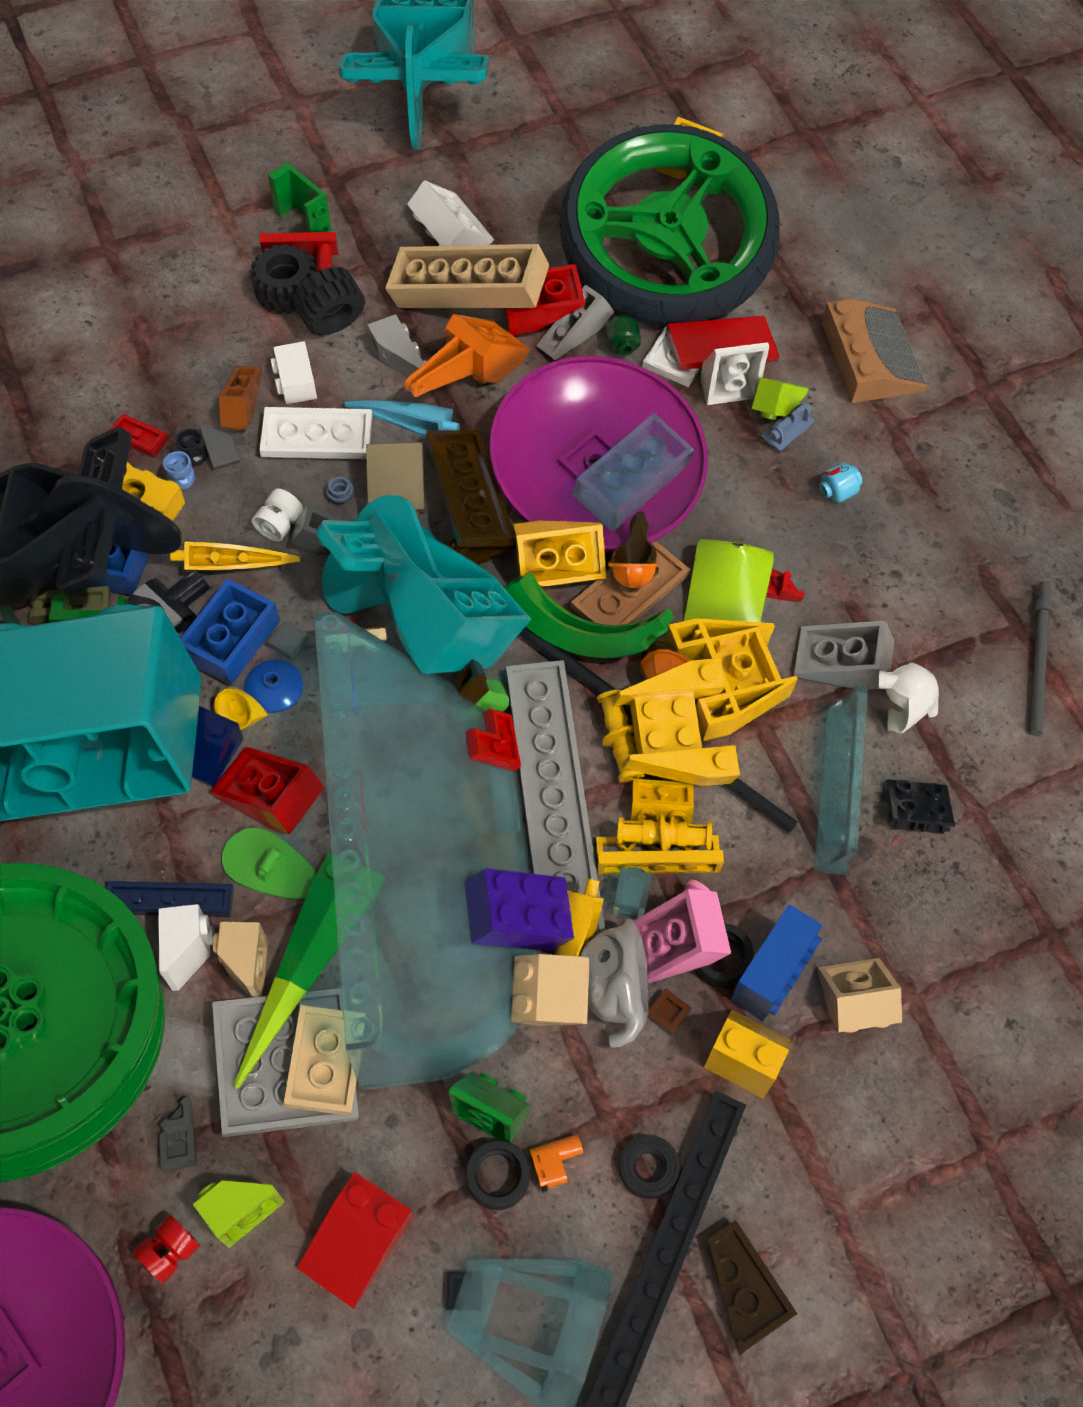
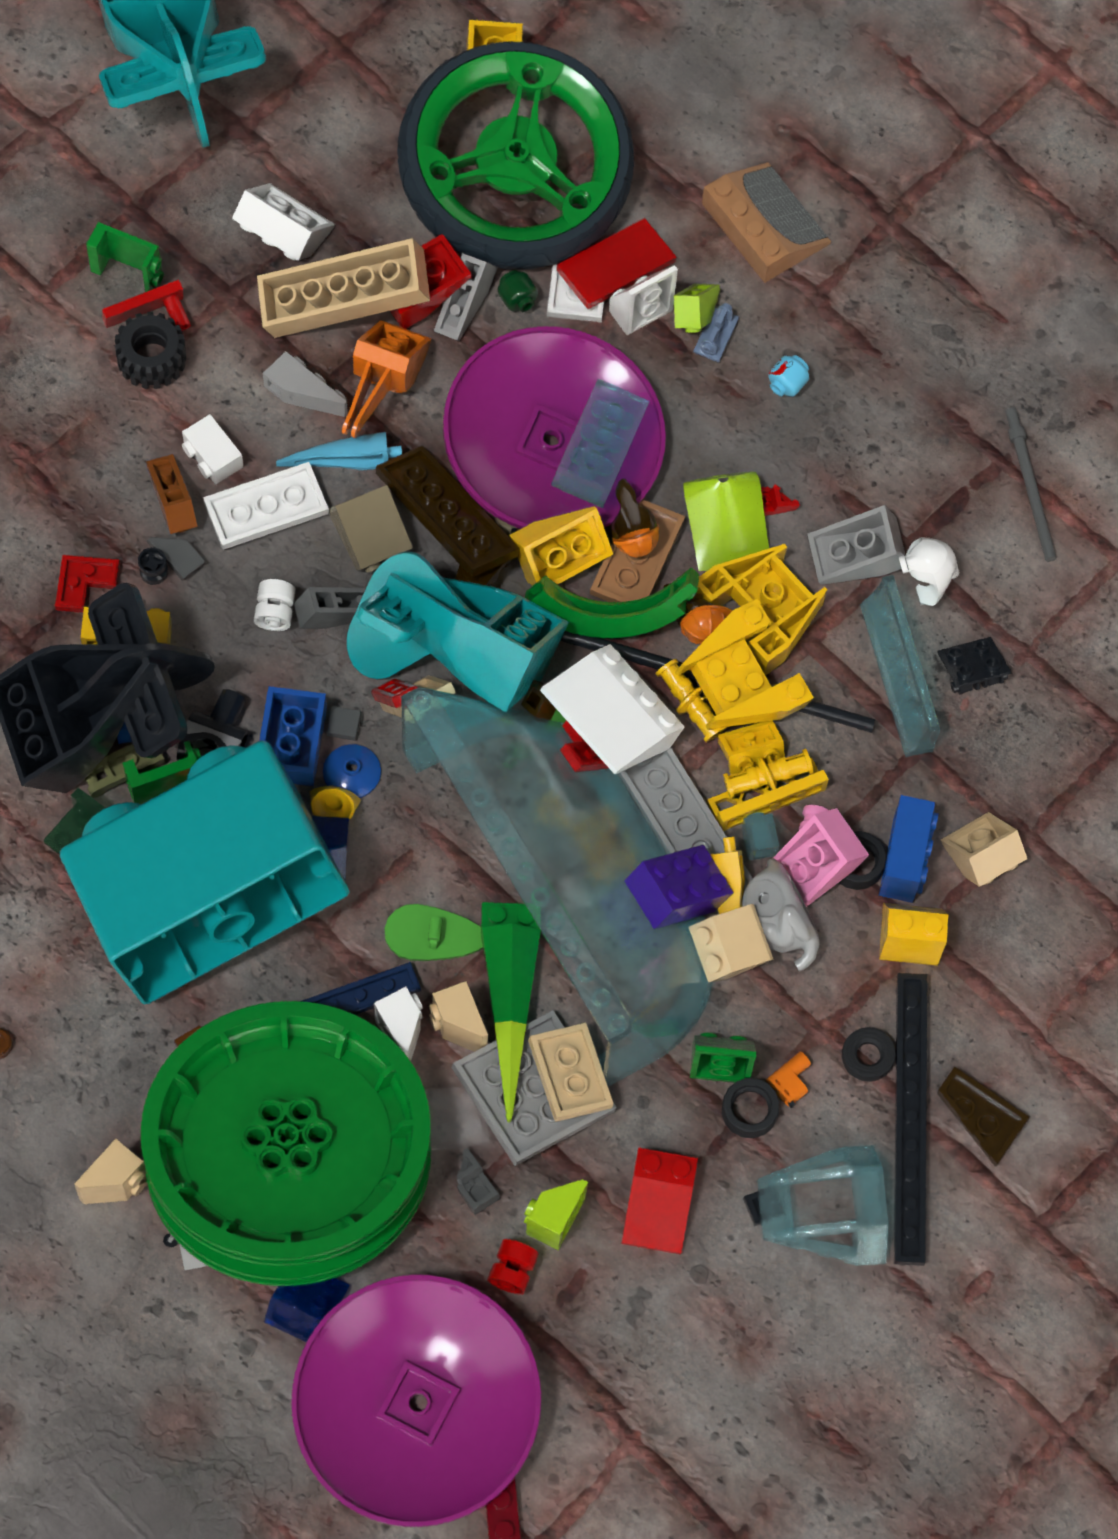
camera: 25 degrees left, 5 degrees up
(179, 469) = (152, 587): medium blue wheel -> none
(228, 556) = (247, 665): yellow piece -> none
(269, 789) = (399, 866): red slope -> none
(329, 301) = (214, 362): black tyre -> none
(339, 484) = (314, 550): sand blue plate -> none
(534, 714) = (613, 709): none -> white slope
(668, 1011) = (832, 924): reddish brown tile -> none

